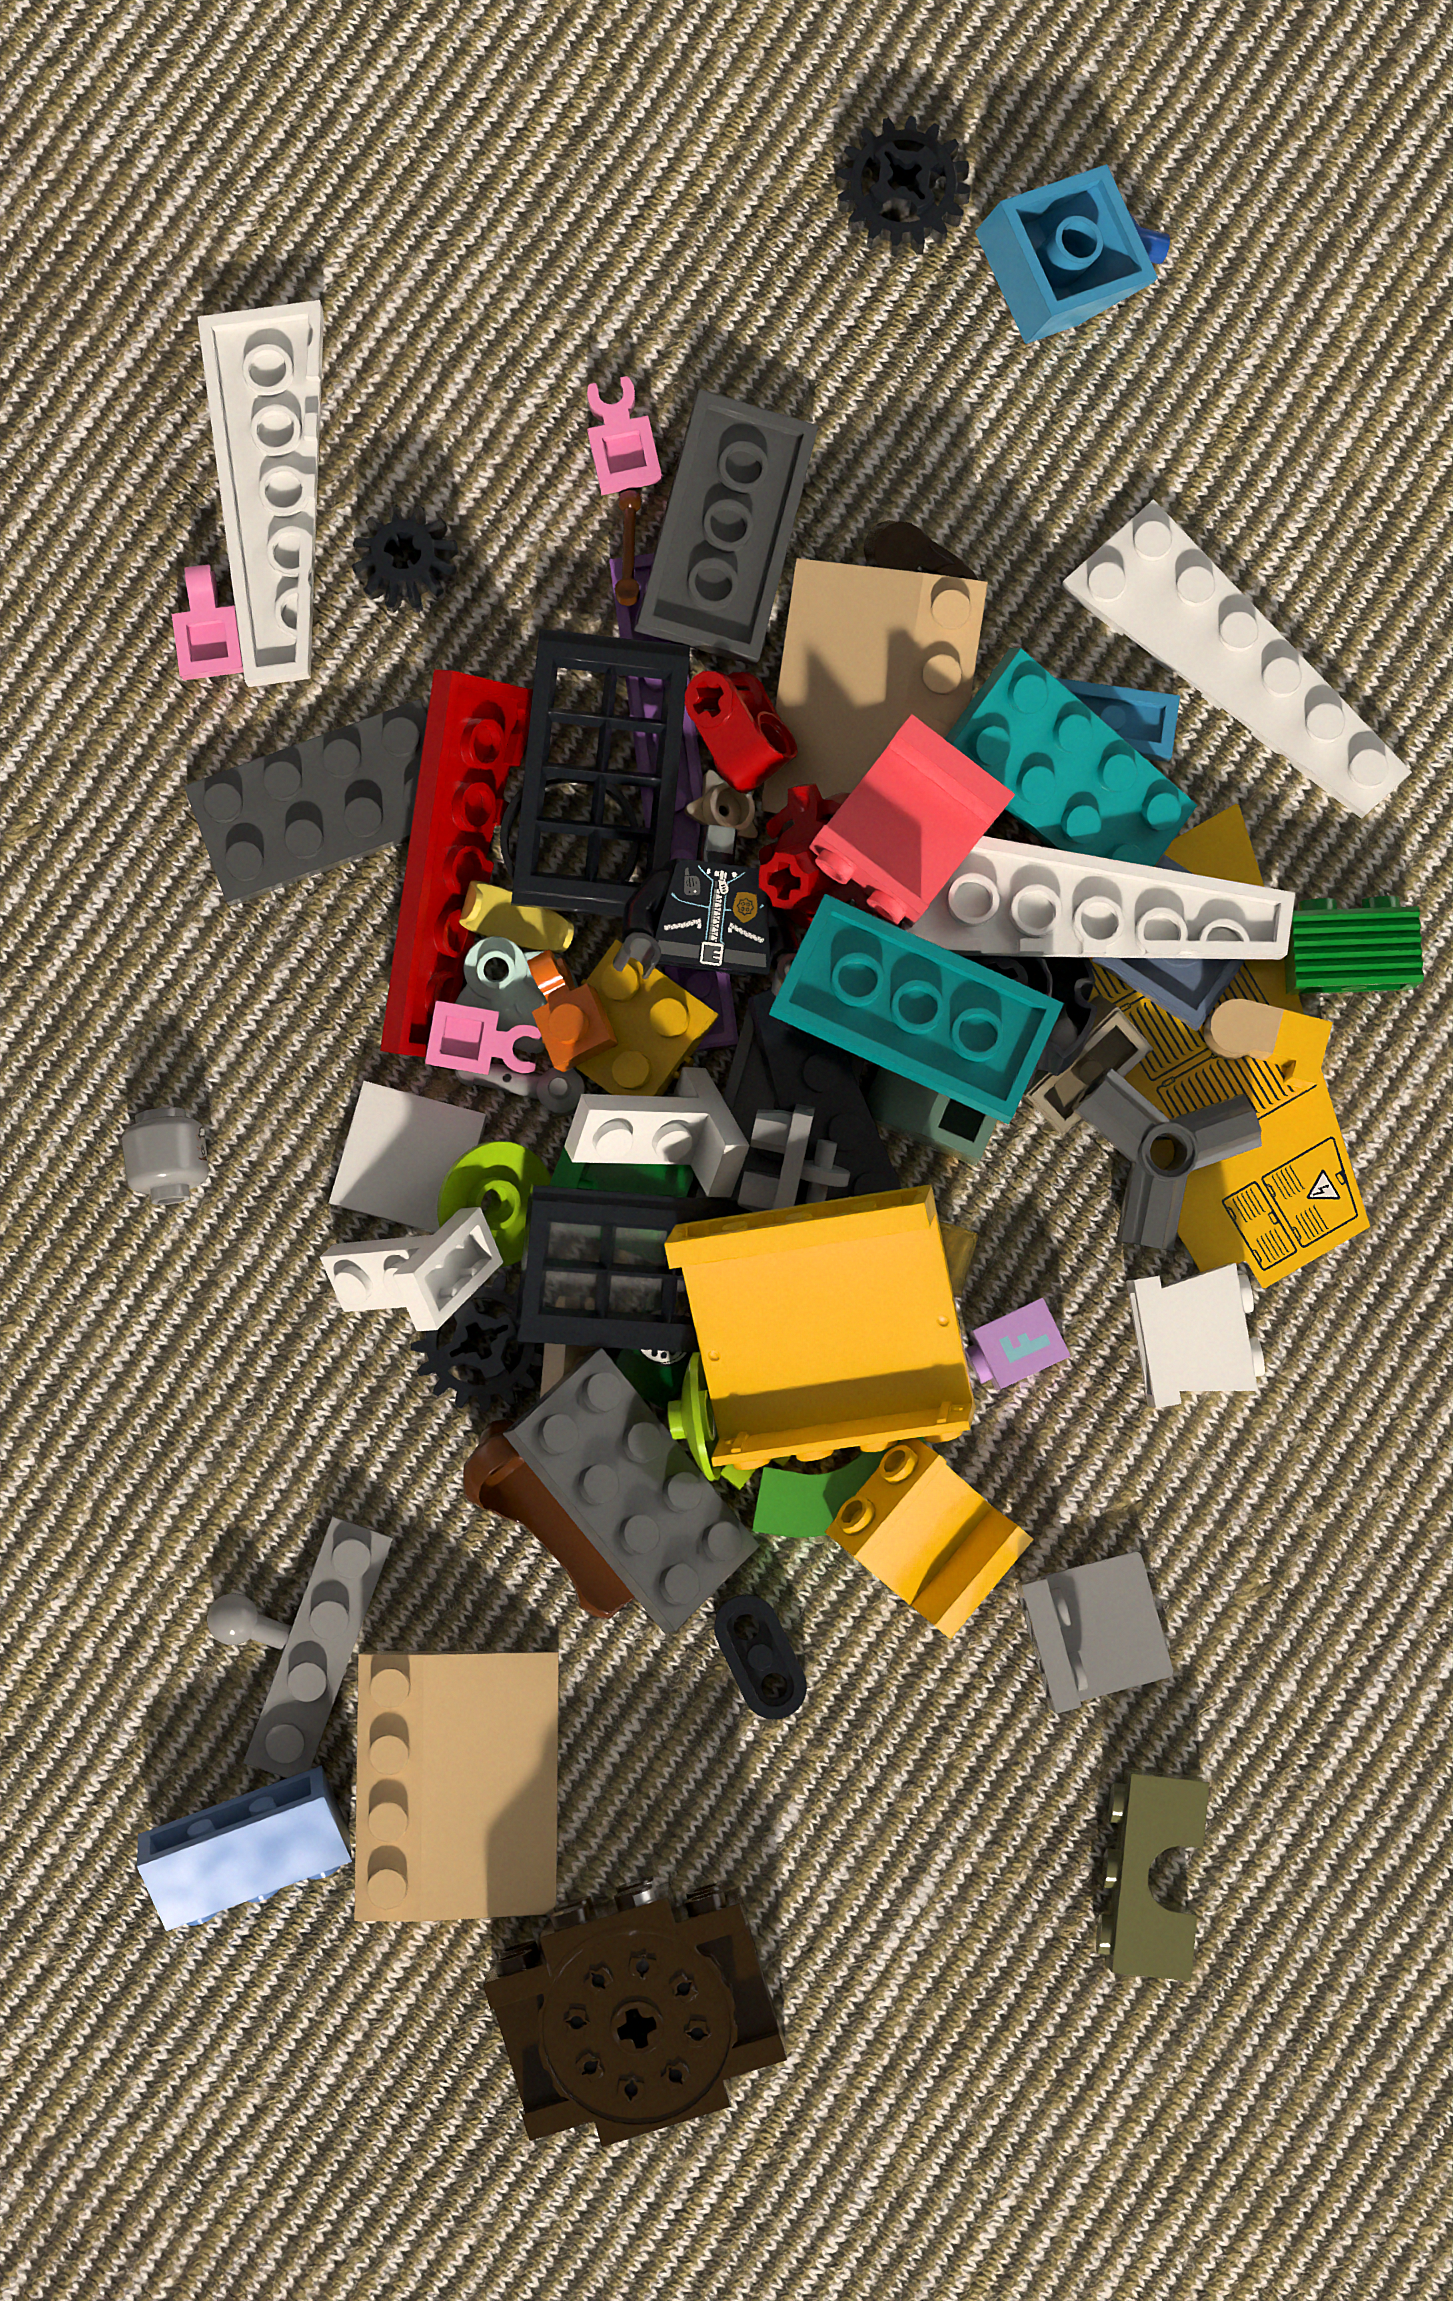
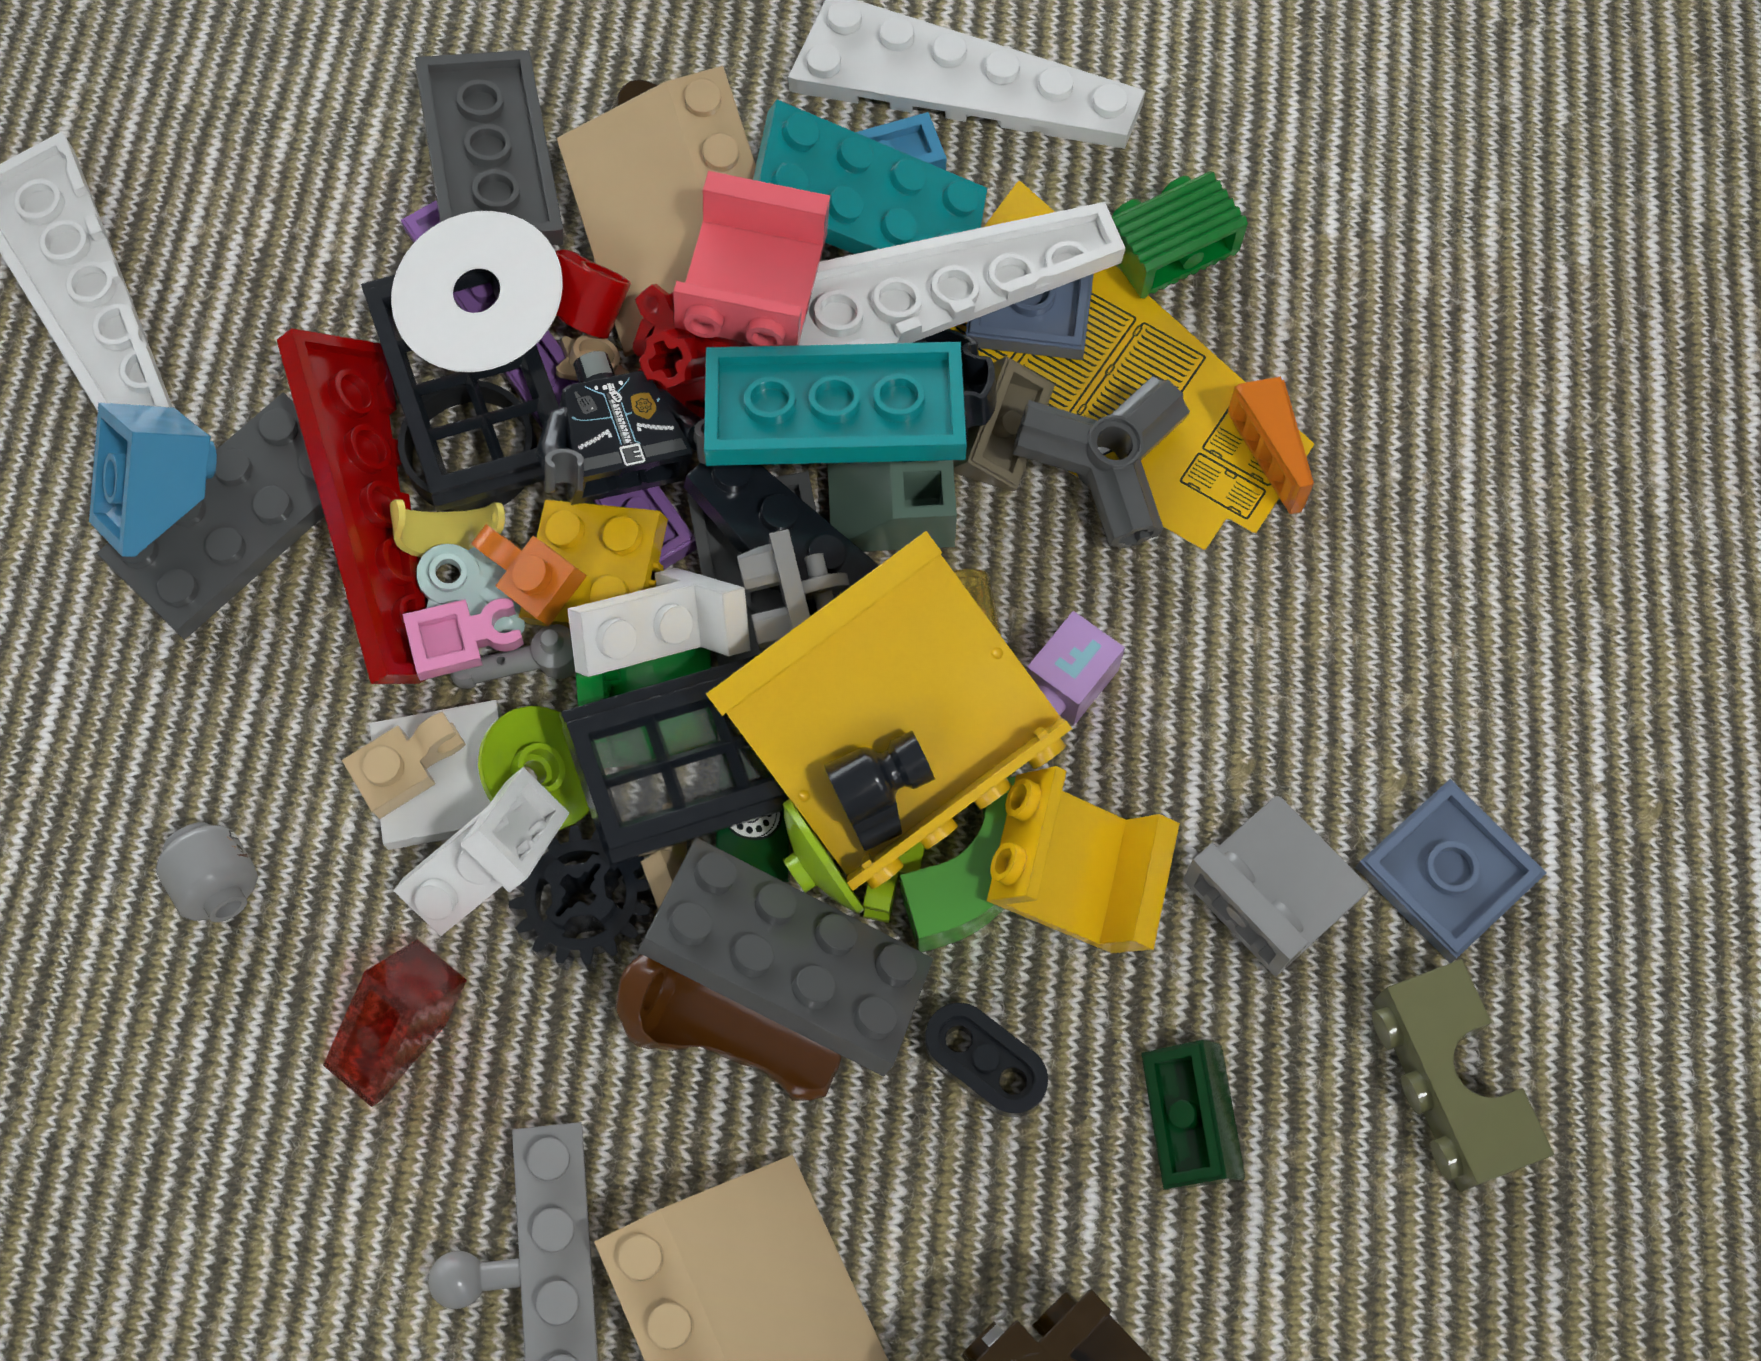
camera: 25 degrees left, 15 degrees down
(207, 634) = (65, 421): bright pink plate -> none
(260, 739) = (146, 473): none -> dark azure slope
(272, 1371) = (393, 1020): none -> clear red slope
(368, 1140) = (395, 767): none -> tan plate
(392, 538) = (221, 290): black gear -> none
(622, 446) = (369, 132): bright pink plate -> none
(627, 589) = (400, 176): reddish brown hinge -> none
(698, 711) = (487, 339): none -> white sticker
(772, 1379) = (869, 784): none -> black piece
(913, 1789) = (1192, 1115): none -> dark green slope
(1195, 1334) = (1219, 588): white hips -> none
(1257, 1692) = (1450, 870): none -> sand blue tile
(1271, 1035) = (1147, 328): leg -> none
(1328, 1199) = (1269, 429): none -> orange slope

